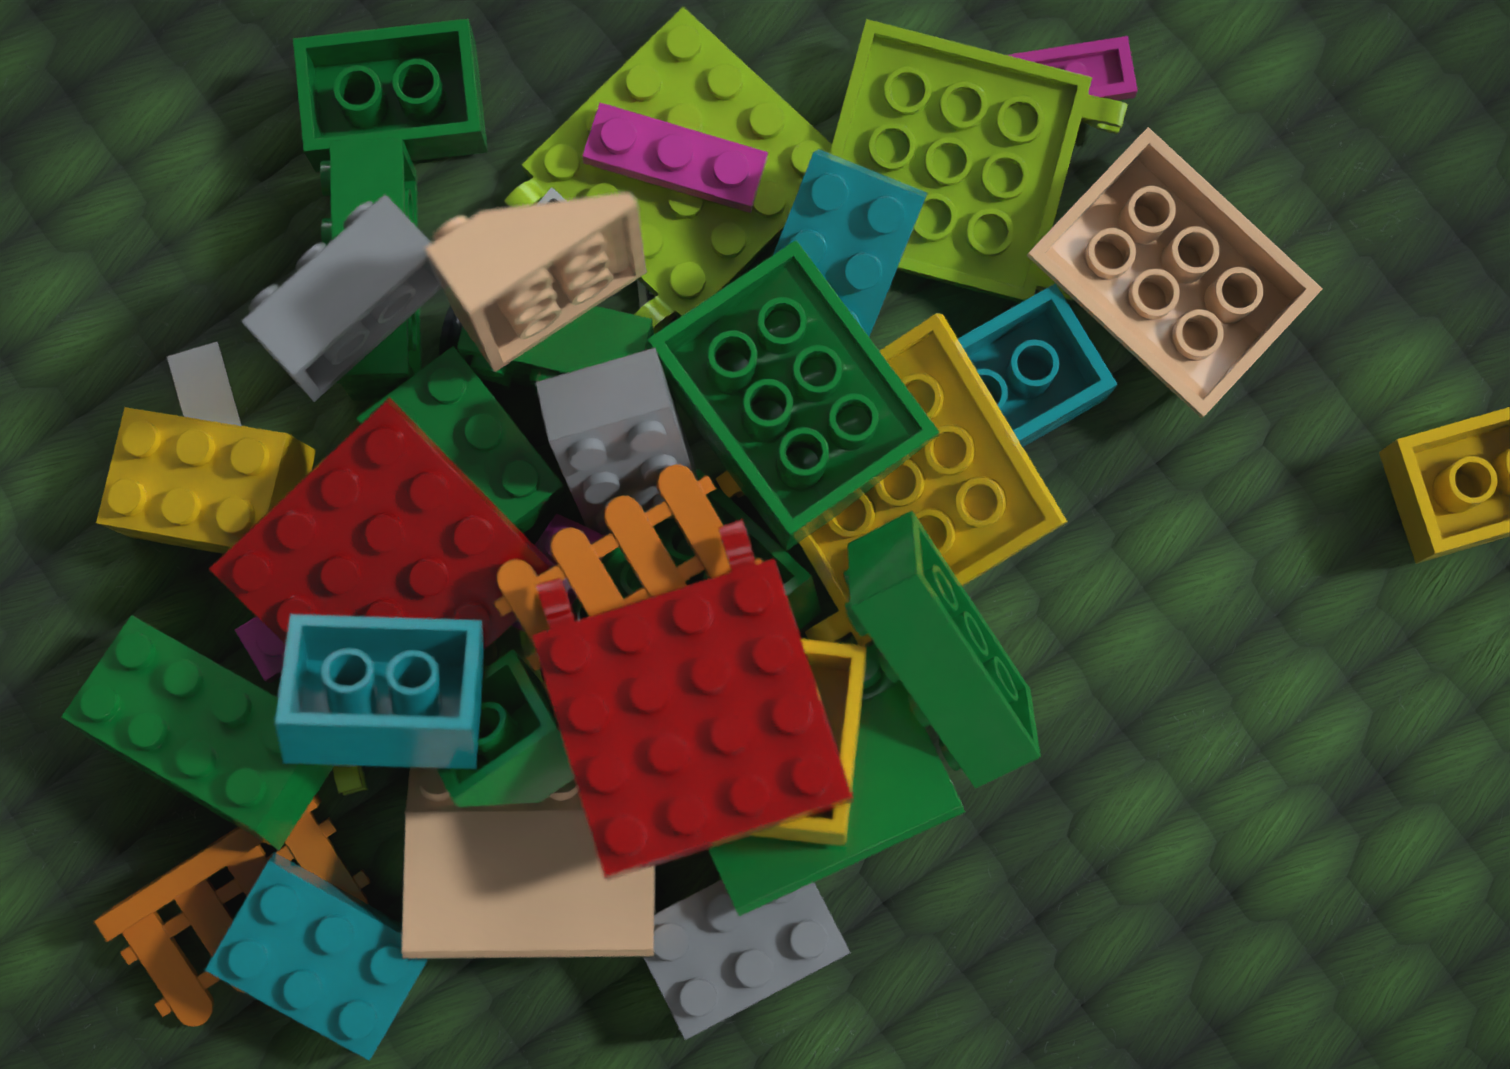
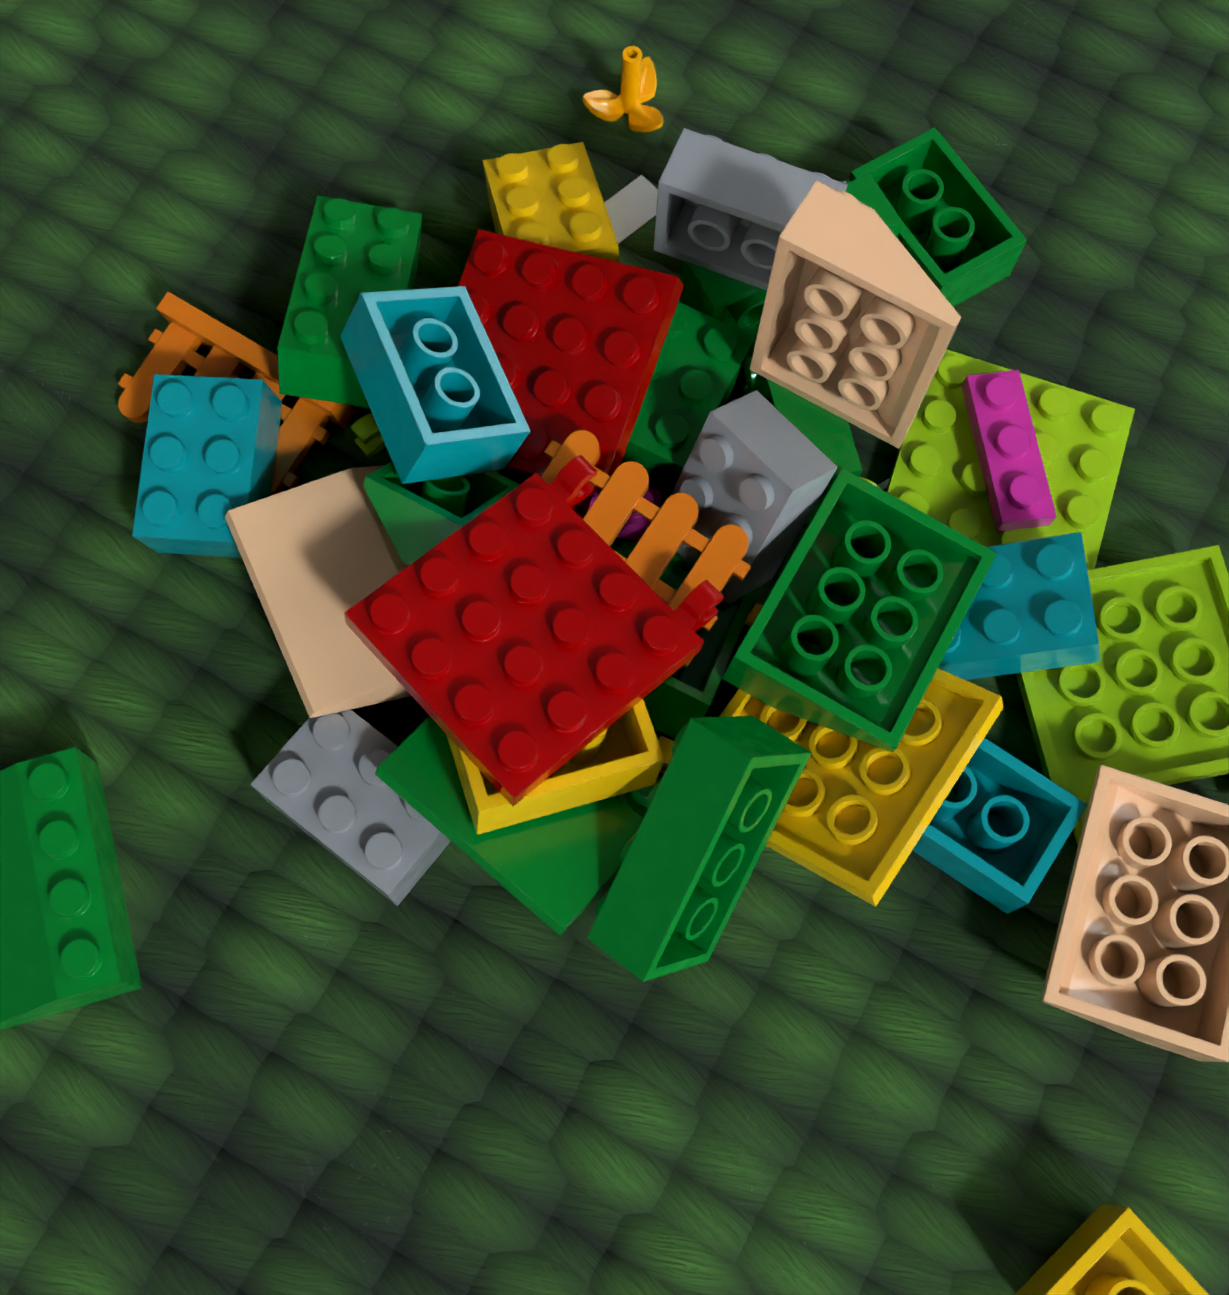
camera: 65 degrees right, 10 degrees down
(57, 308) = (637, 87): none -> light orange plant

